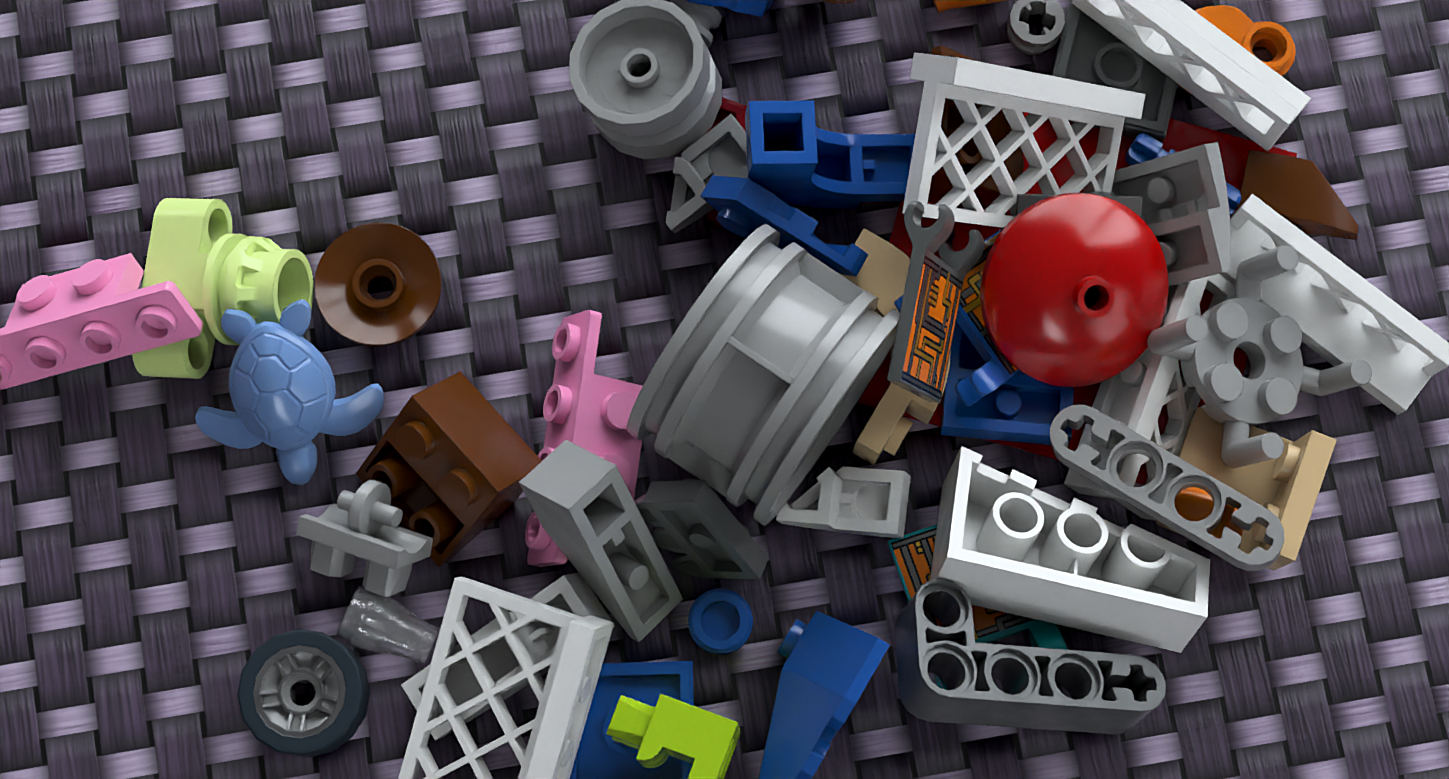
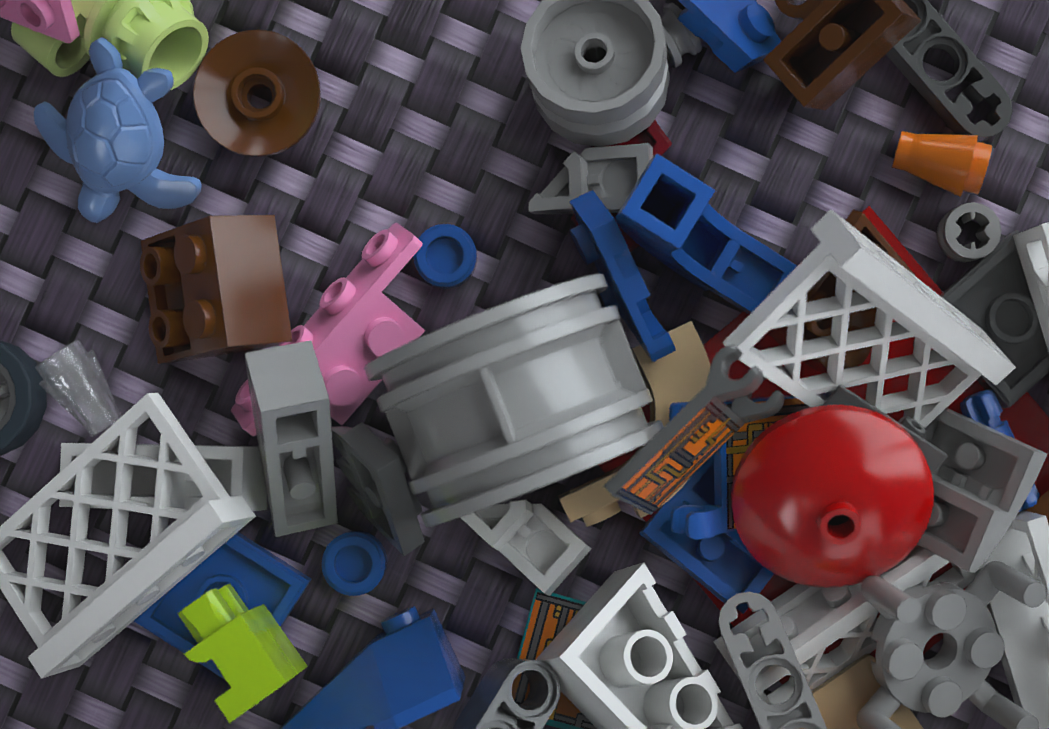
camera: 40 degrees right, 10 degrees up
(366, 528) = (109, 303): light grey hips -> none
(626, 317) = (446, 256): none -> blue tile

